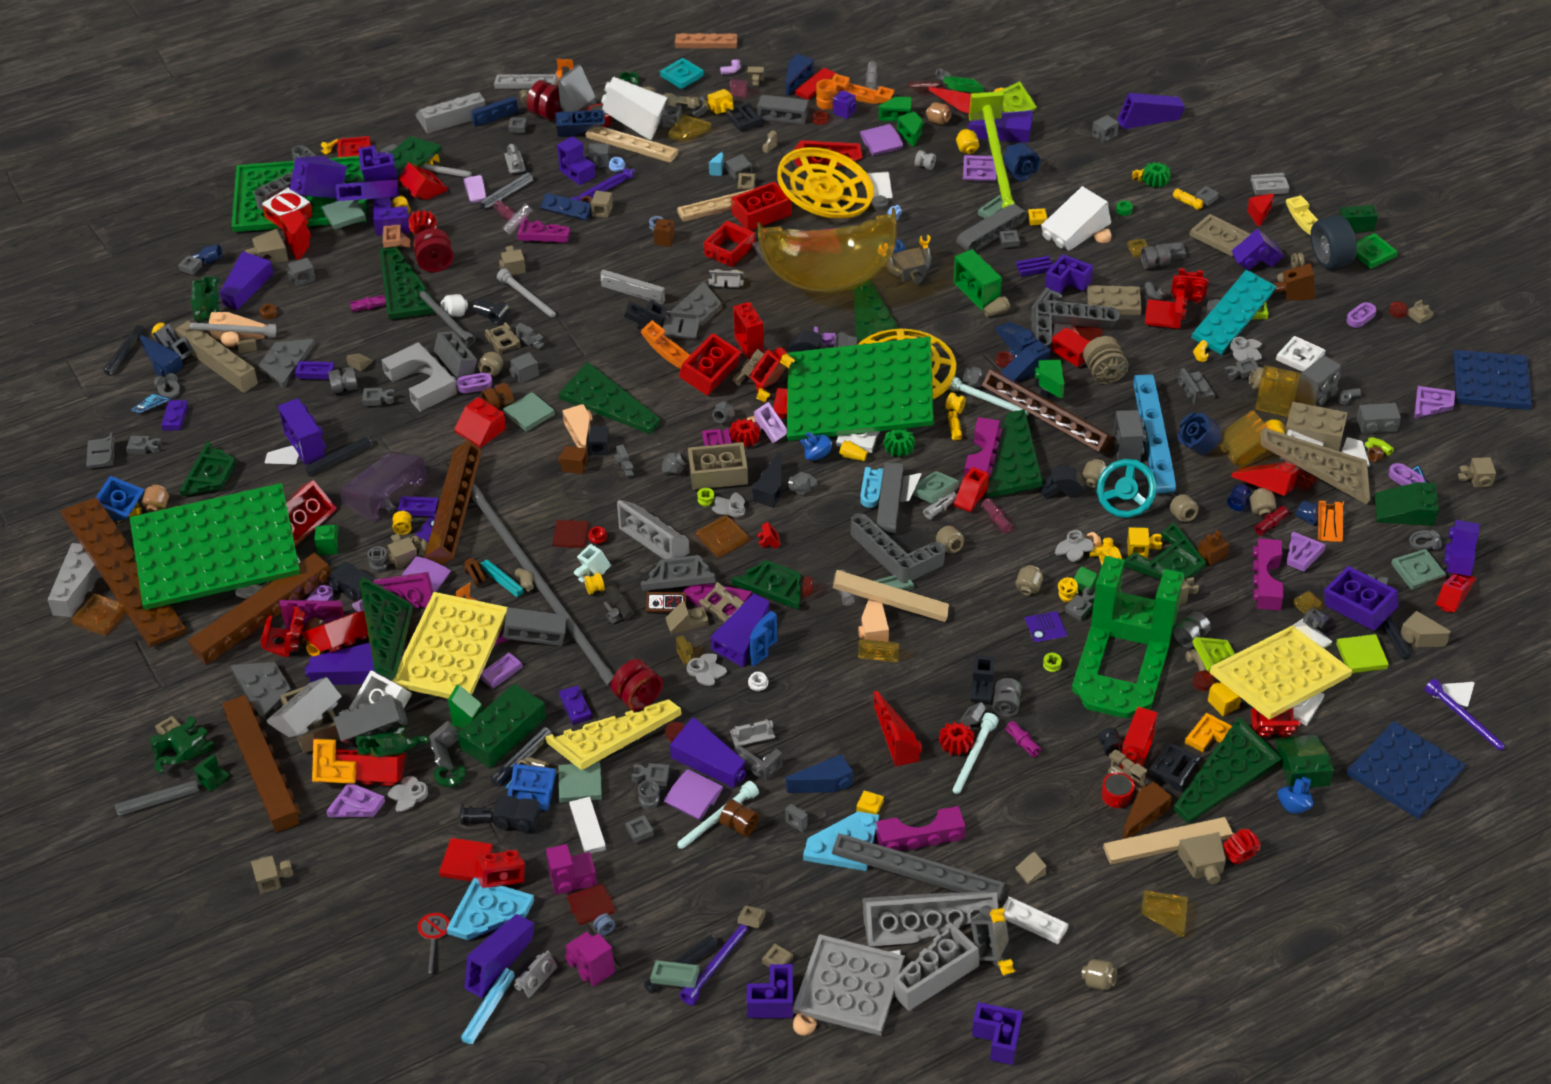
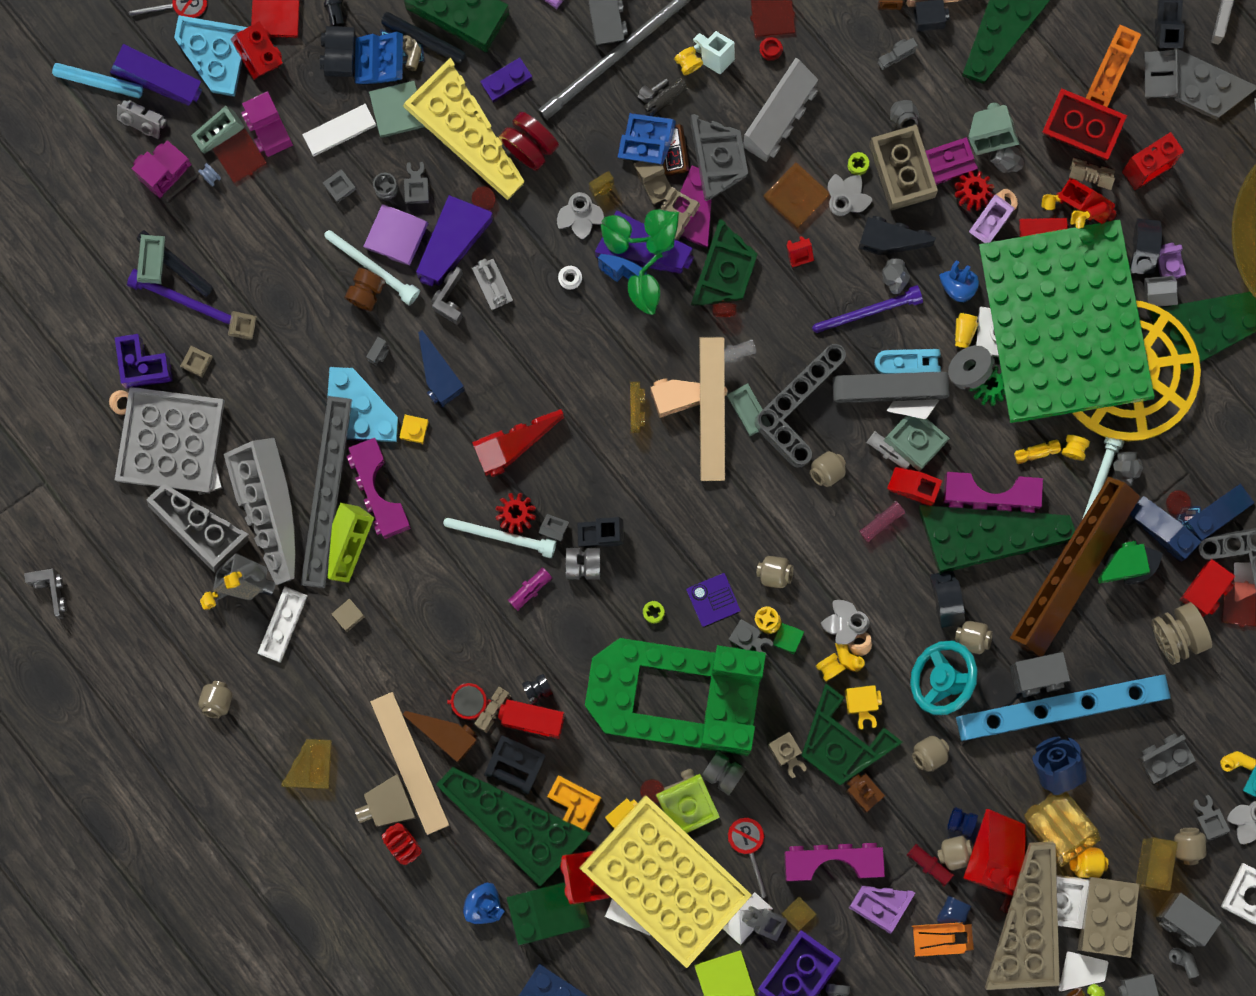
camera: 80 degrees right, 35 degrees up
(556, 900) = (222, 135): none -> sand green slope
(653, 615) = (646, 139): none -> blue slope
(701, 410) = (992, 129): none -> sand green torso
(743, 577) = (662, 228): none -> green plant
(821, 477) = (912, 296): none -> dark purple piece
(876, 441) = (963, 360): none -> dark grey tile
(960, 854) = (347, 540): none -> lime slope
(1001, 1026) = (131, 605): dark purple brick -> none
(1245, 628) = (747, 837): none -> piece

